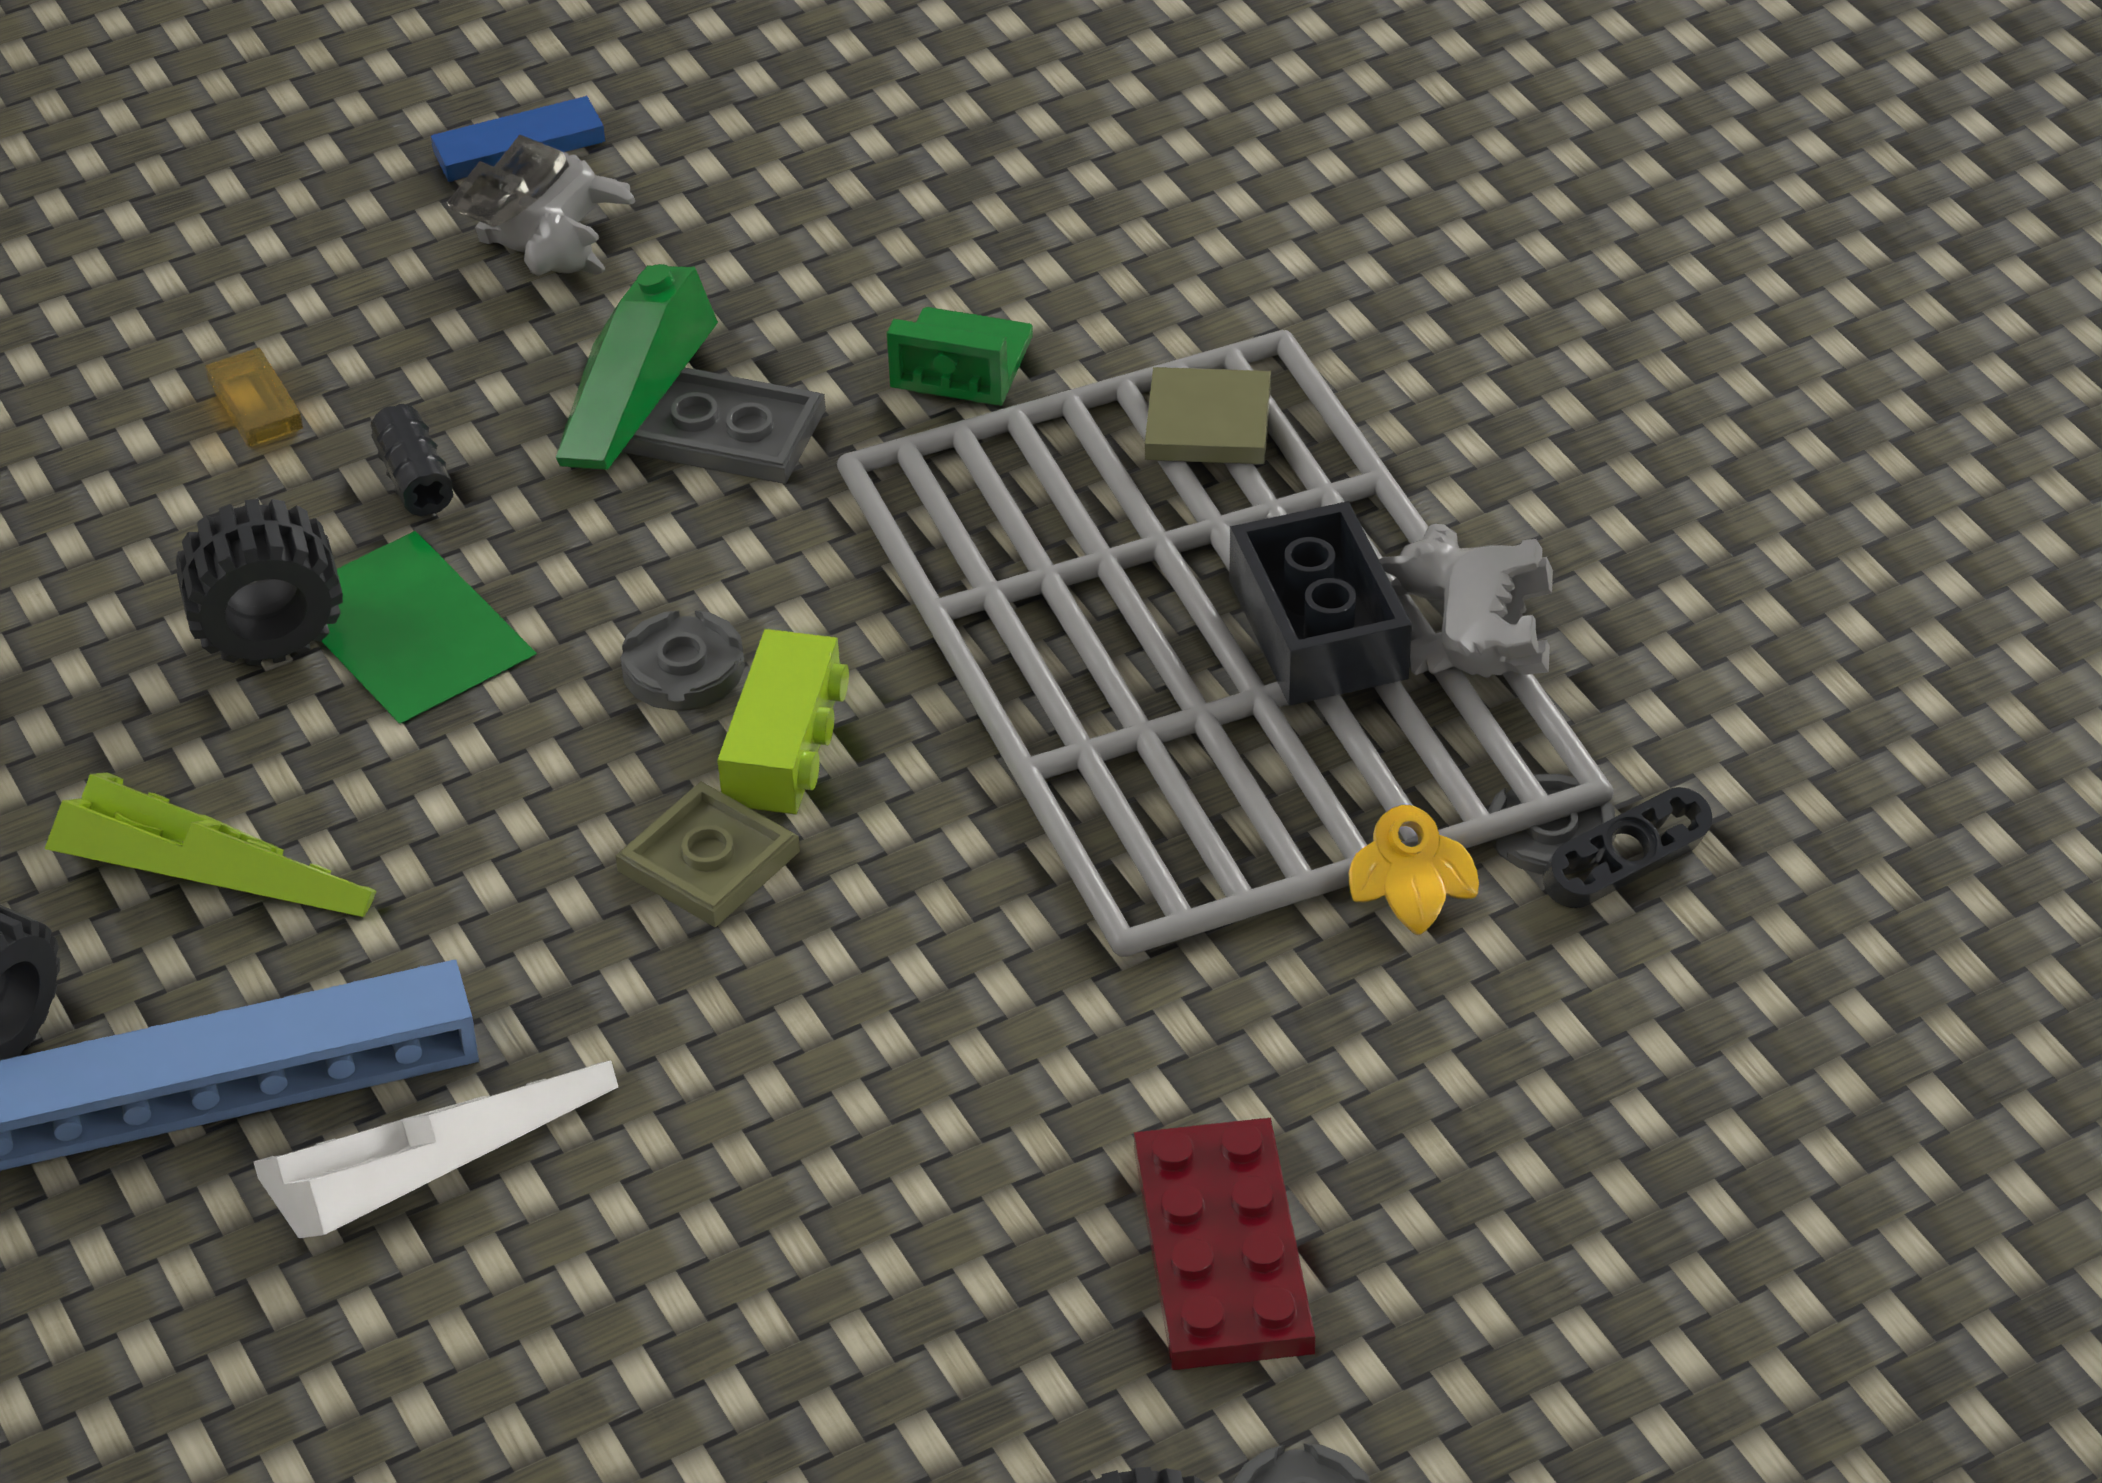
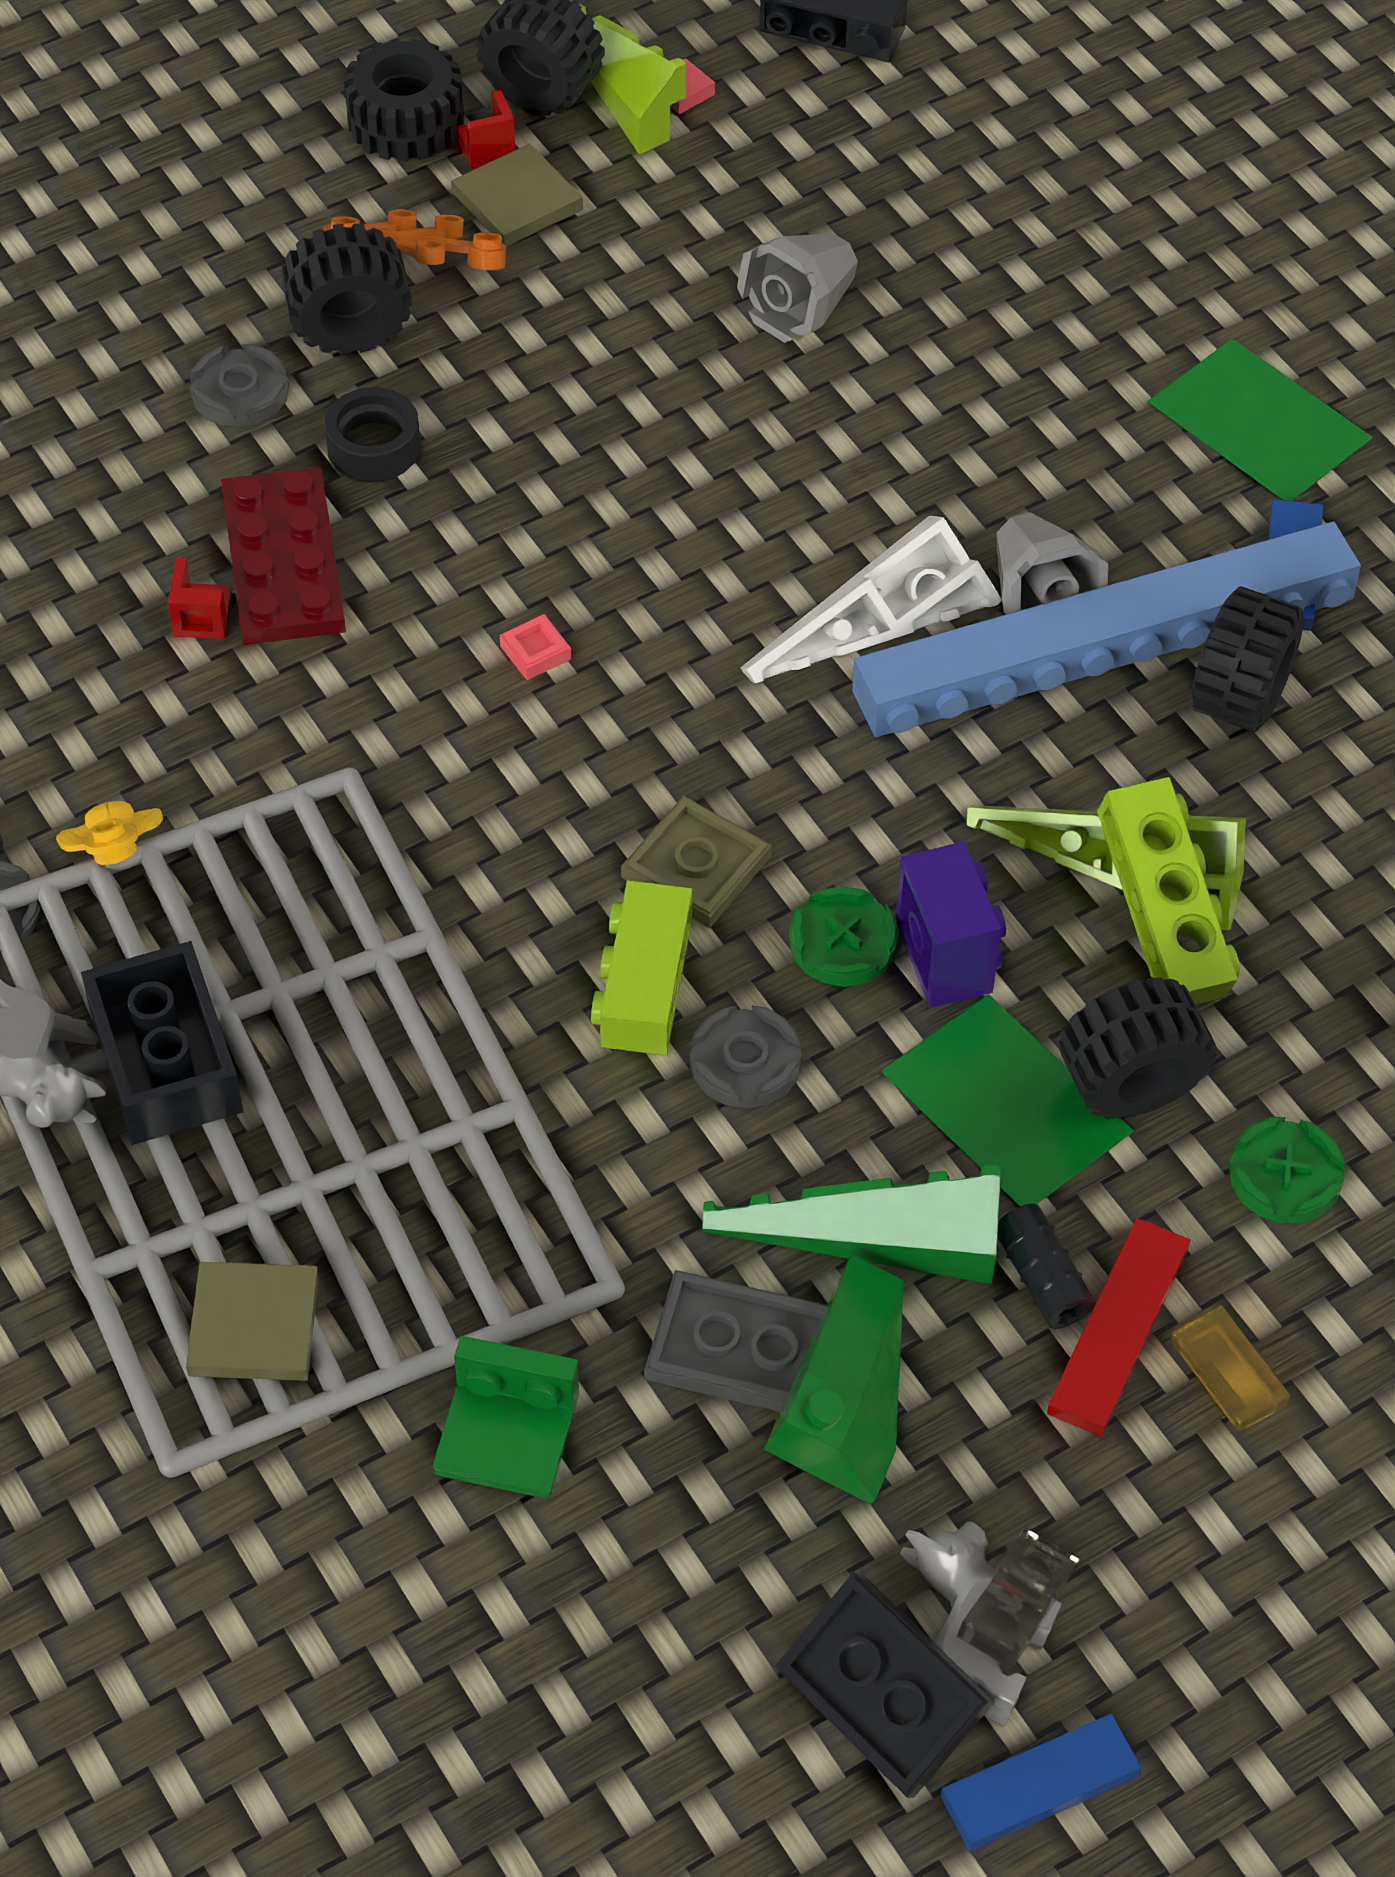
camera: 175 degrees right, 10 degrees up
(129, 553) = (1286, 1170): none -> green tile
(167, 745) = (1159, 812): none -> lime brick
(191, 1143) = (1044, 563): none -> light grey cone
(344, 431) = (1118, 1327): none -> red tile
(428, 719) = (949, 923): none -> dark purple brick
(514, 479) = (919, 1227): none -> wedge
(550, 773) = (843, 936): none -> green tile
(639, 168) = (884, 1684): none -> black tile
(882, 1110) = (535, 647): none -> coral tile
(1097, 1357) = (365, 407): none -> black tyre
(1327, 1156) = (197, 608): none -> red panel

